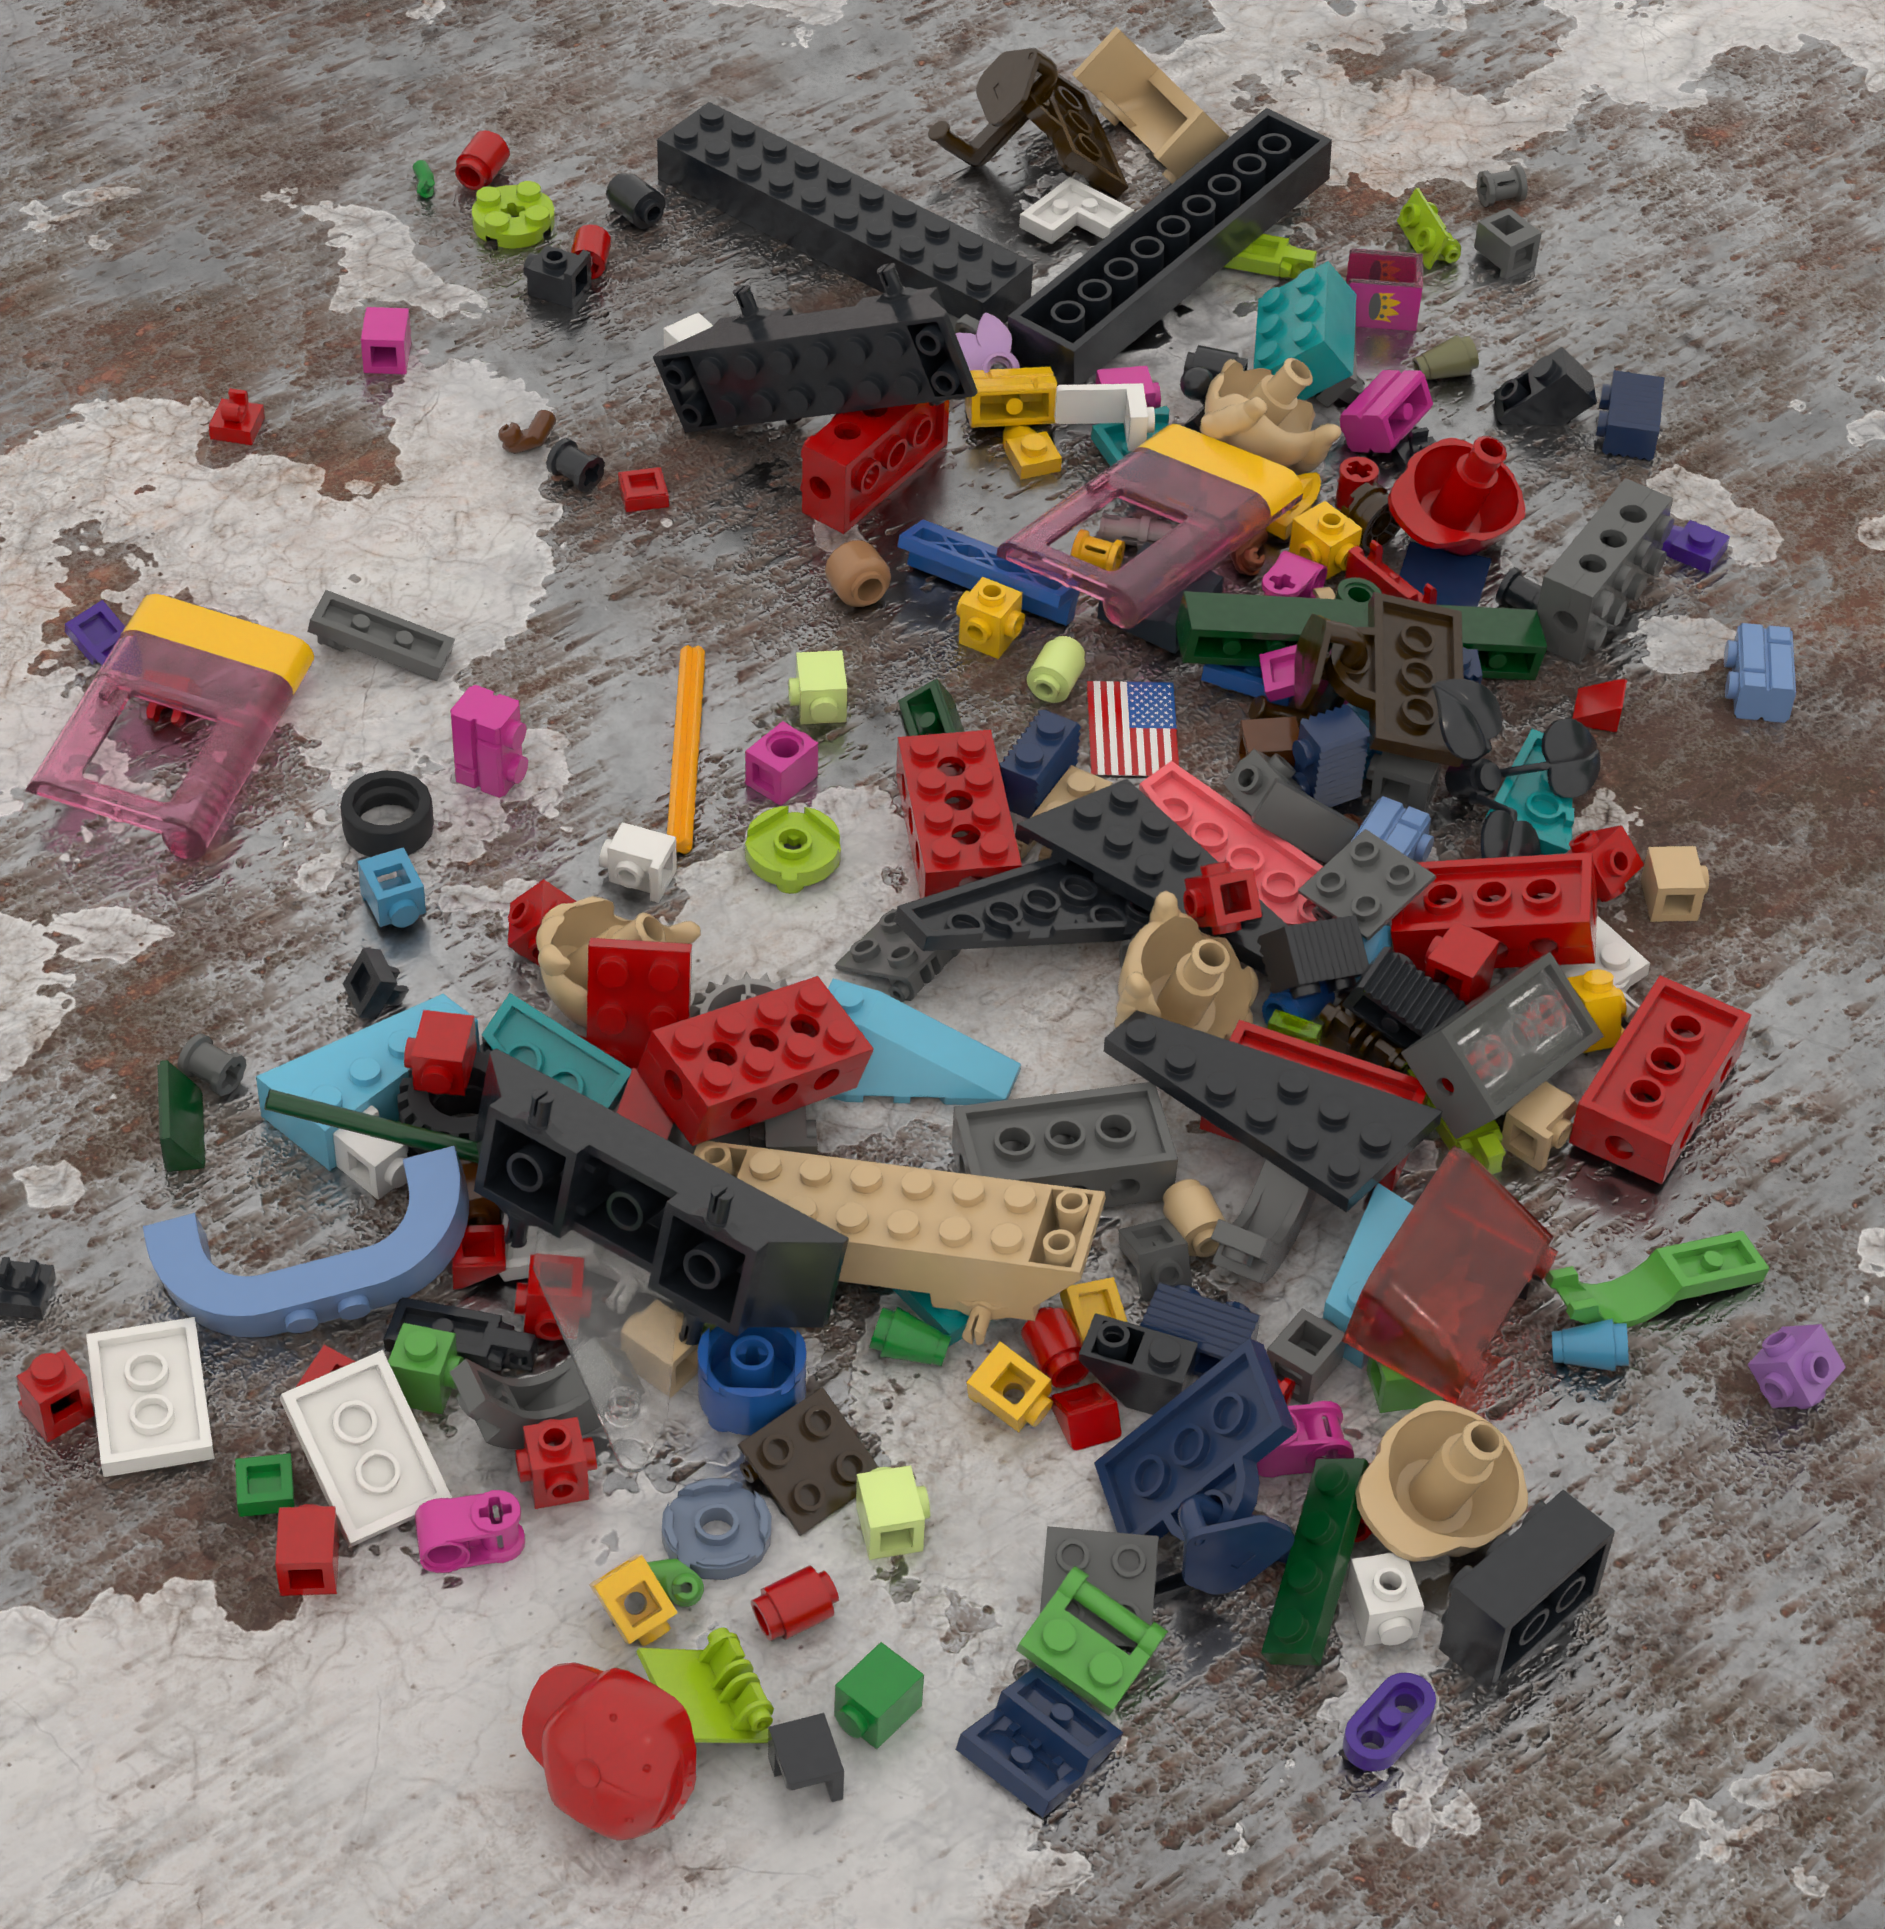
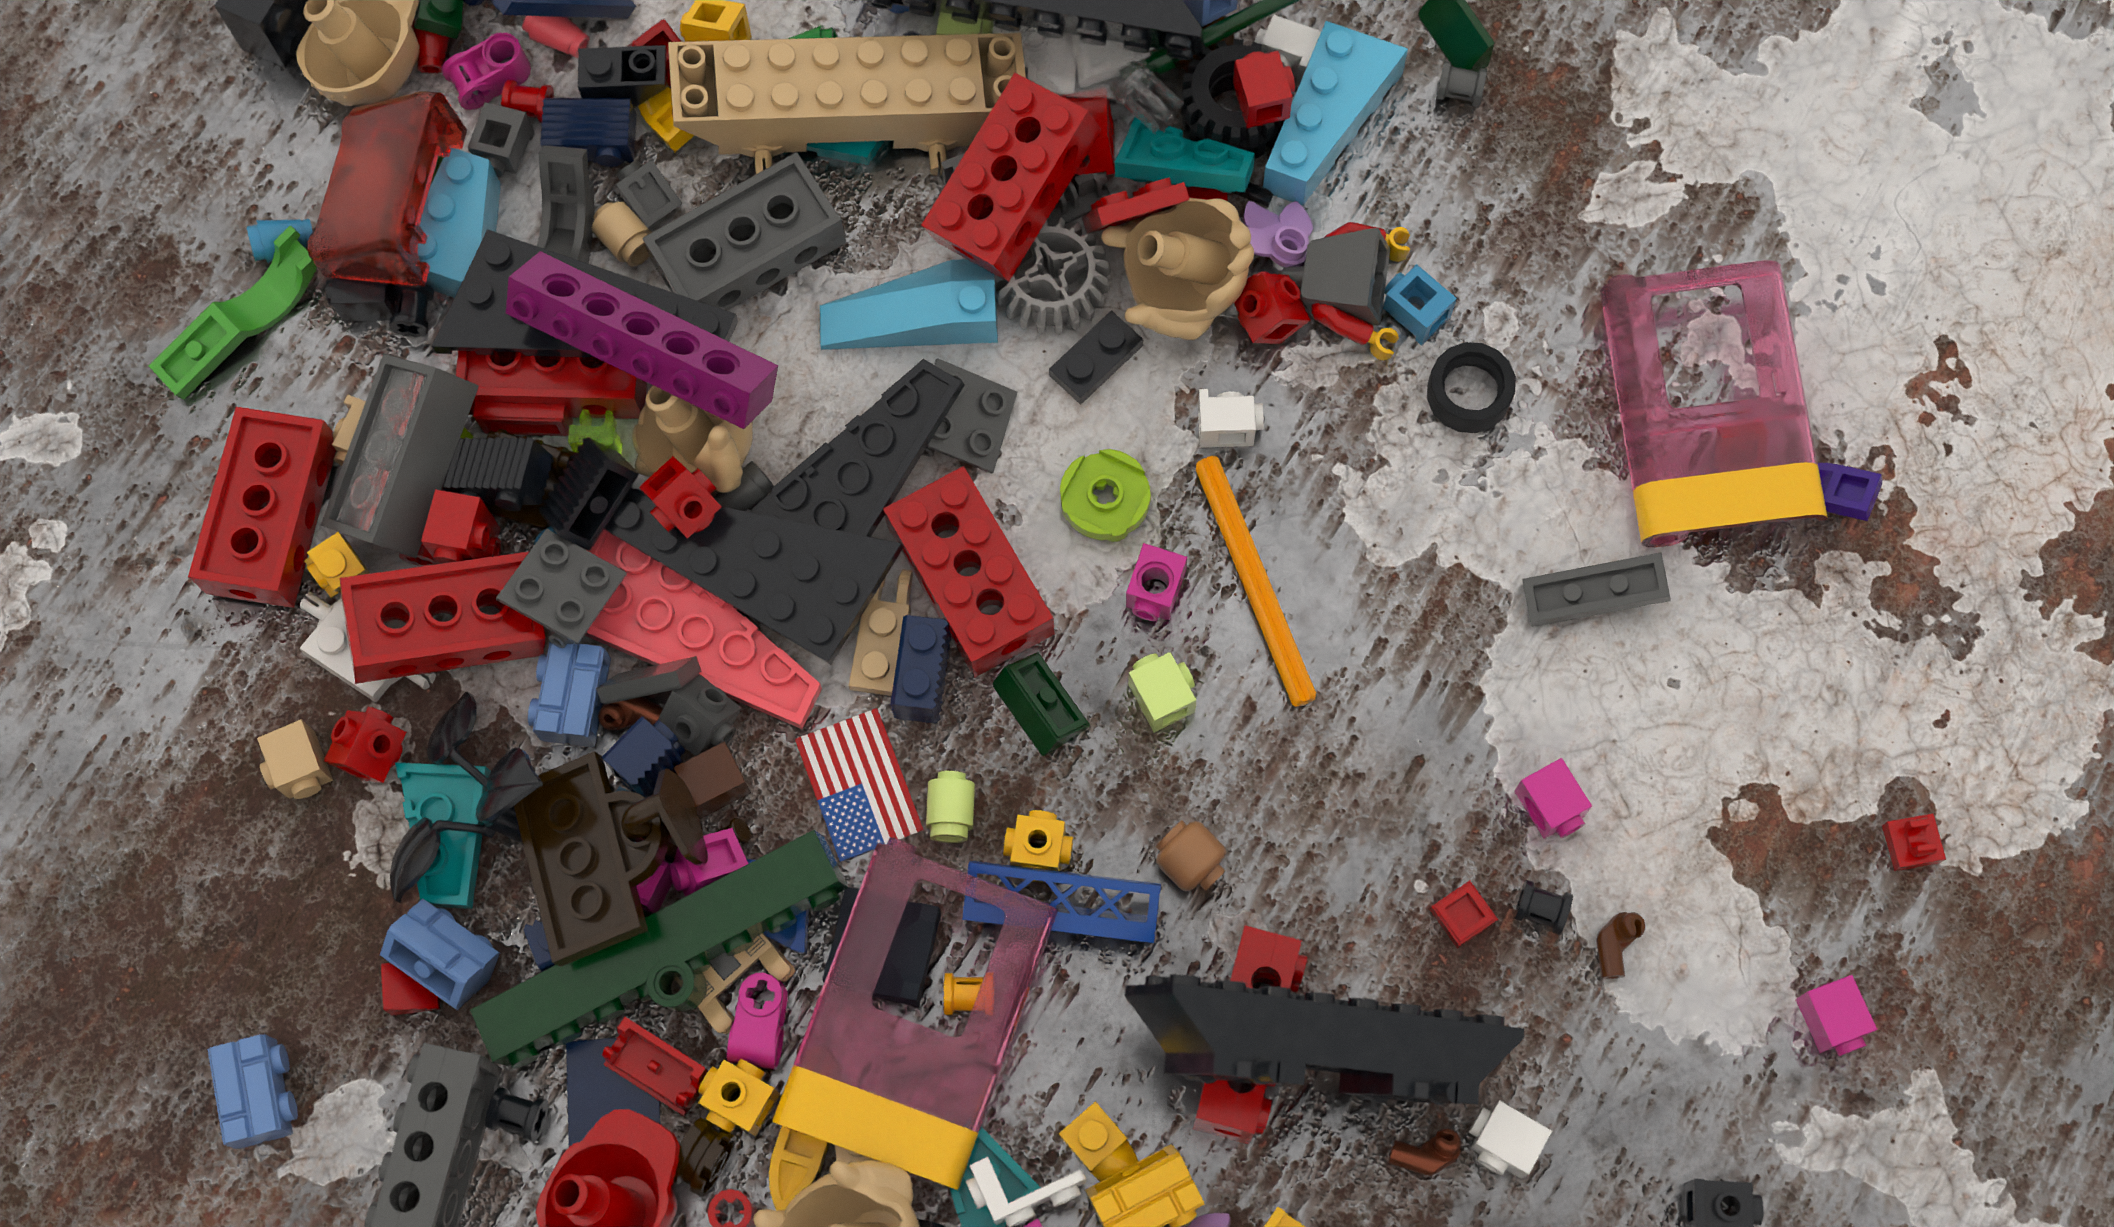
camera: 165 degrees right, 25 degrees up
(373, 984) = (1380, 204): black tile -> none
(451, 925) = (1347, 281): none -> dark grey torso
(488, 741) = (1419, 474): dark pink brick -> none
(489, 985) = (1279, 237): none -> lavender plate
(520, 521) = (1554, 800): none -> dark pink brick
(753, 953) = (1096, 357): none -> black plate
(1304, 1078) = (641, 339): none -> magenta brick
(1559, 692) = (440, 953): none -> medium blue brick
(1796, 1366) = (111, 262): medium lavender brick -> none

